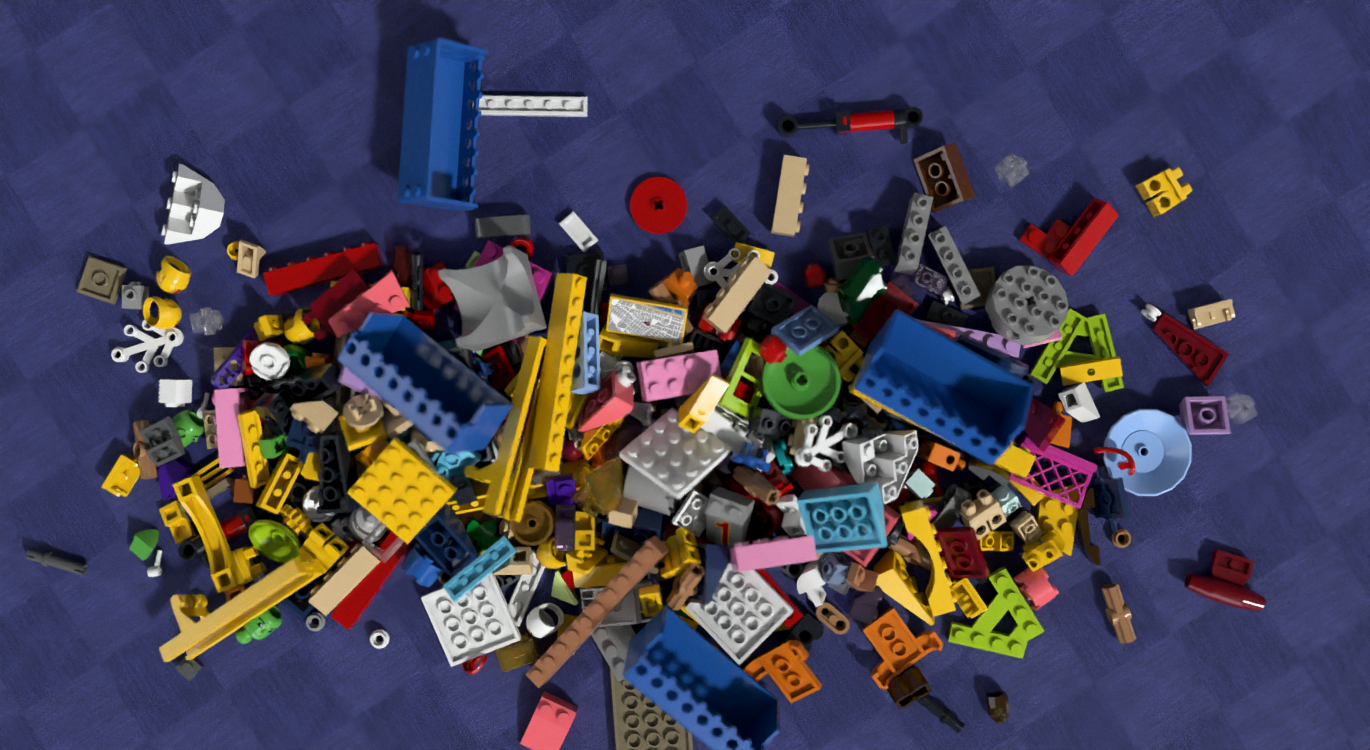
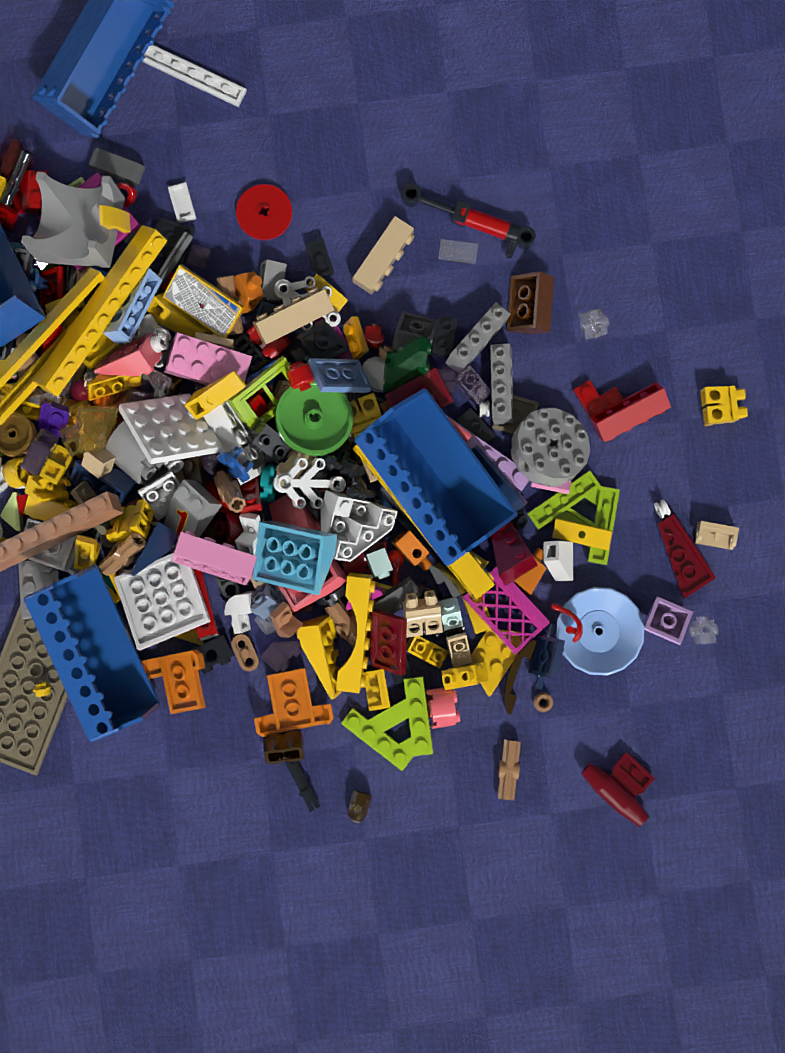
camera: 20 degrees right, 5 degrees down
(530, 281) = (114, 218): none -> yellow slope
(667, 736) = (42, 689): none -> yellow plate
(799, 285) = (355, 338): none -> light orange plate
(855, 159) = (458, 251): none -> clear plate

